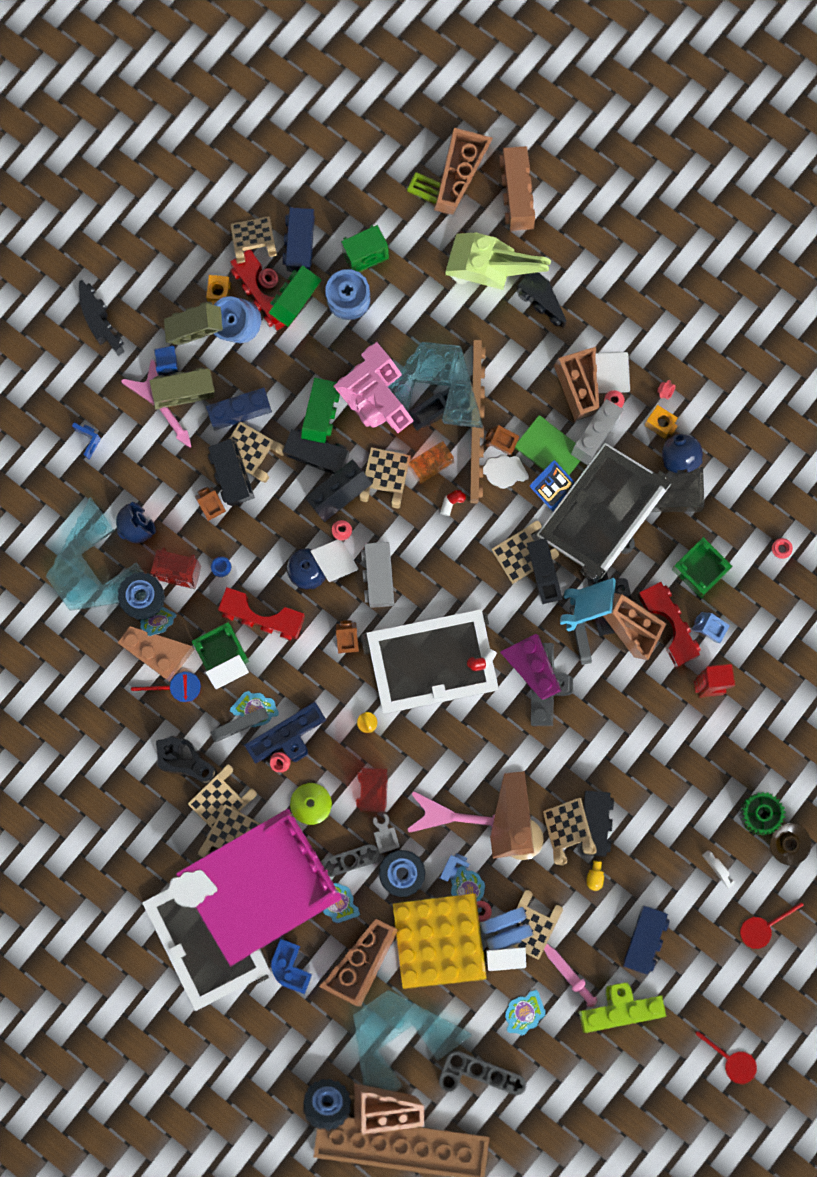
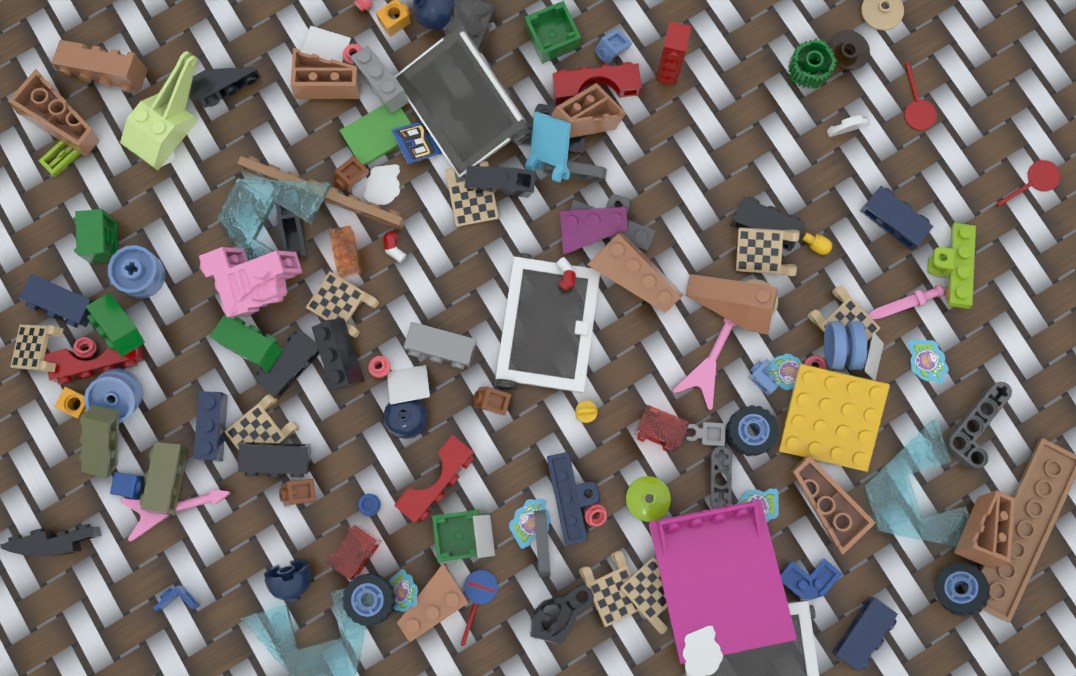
camera: 75 degrees left, 0 degrees up
(259, 1032) = (865, 634): none -> dark blue brick
(505, 720) = (635, 272): none -> nougat wedge

